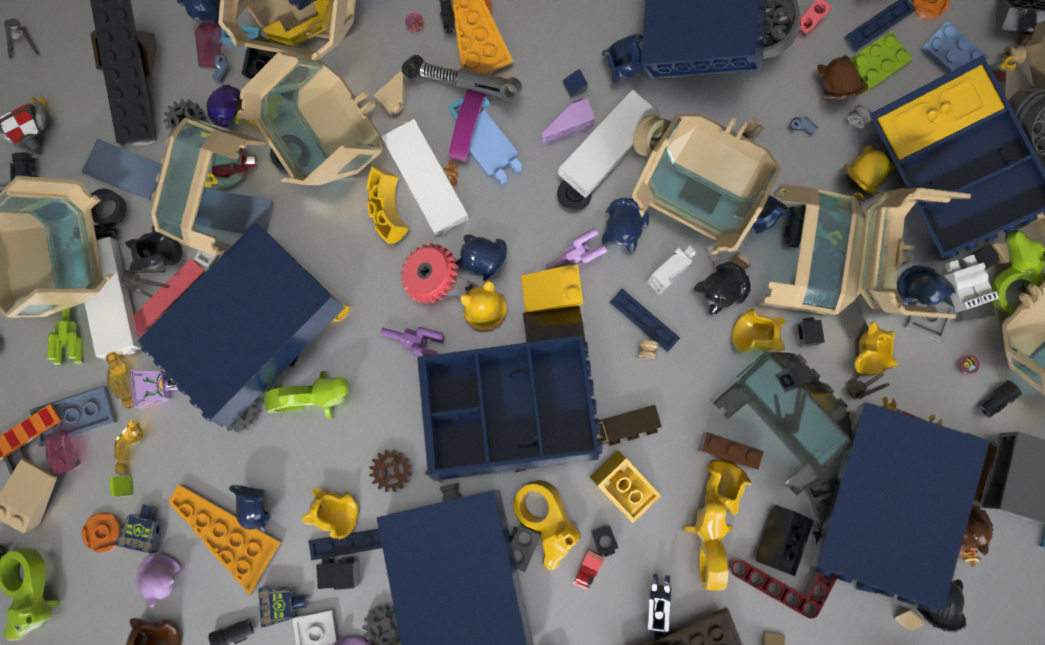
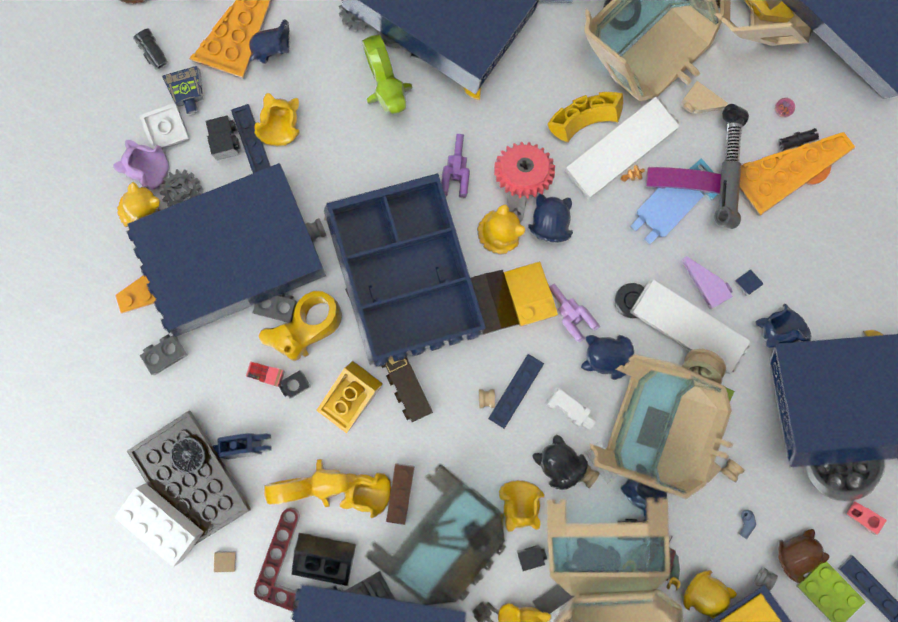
camera: 80 degrees right, 5 degrees up
(383, 466) = (315, 163): reddish brown gear -> none

